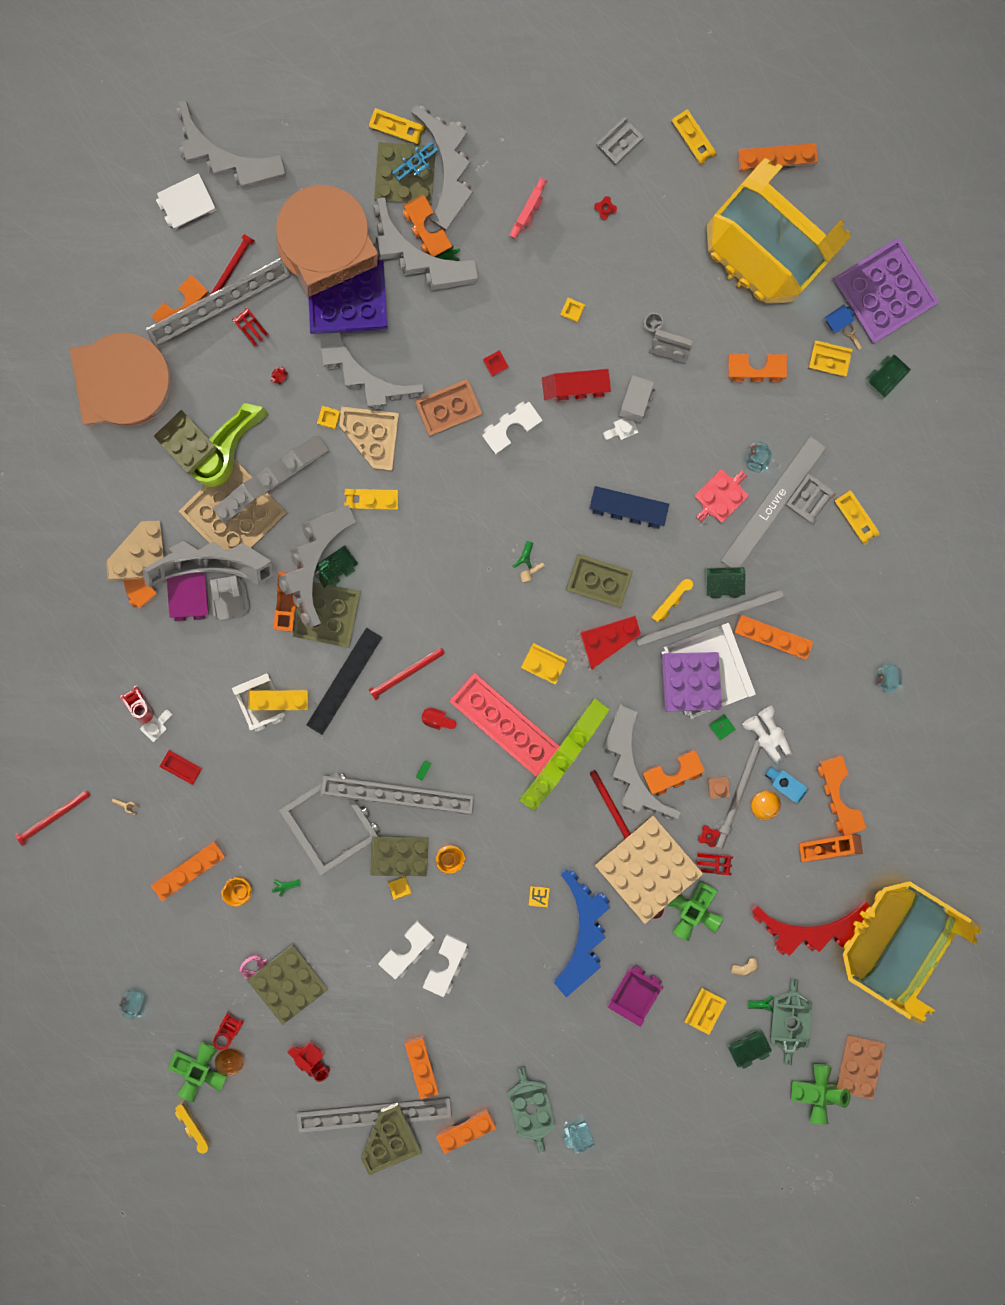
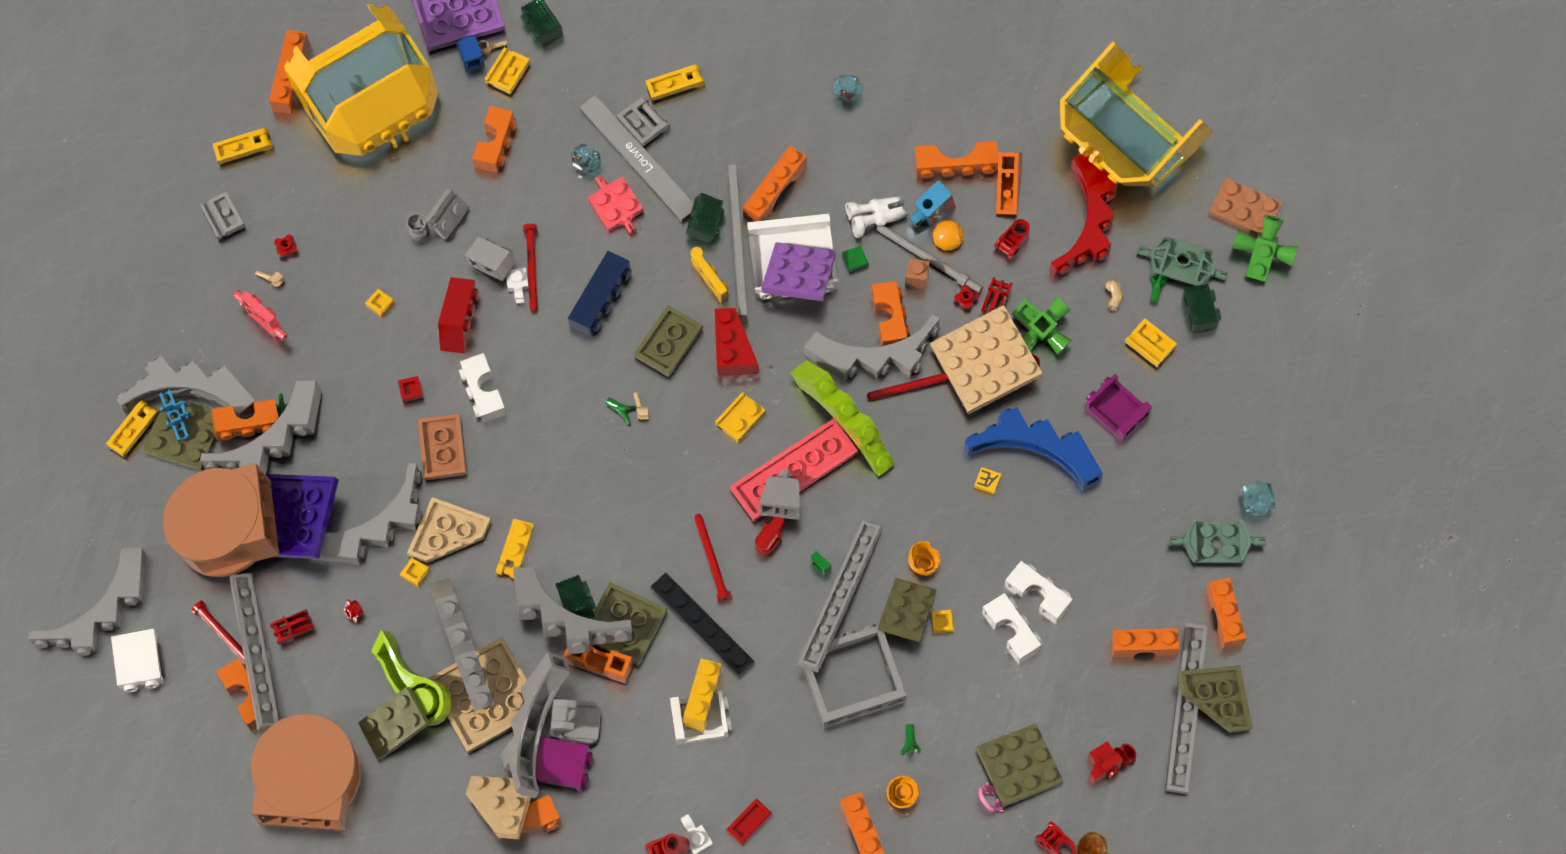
camera: 70 degrees left, 20 degrees down
(472, 722) = (781, 497): none -> light grey torso
(571, 209) = (276, 279): none -> tan hand
(641, 437) = (530, 229): none -> red bar
(774, 865) = (1011, 241): none -> red piece

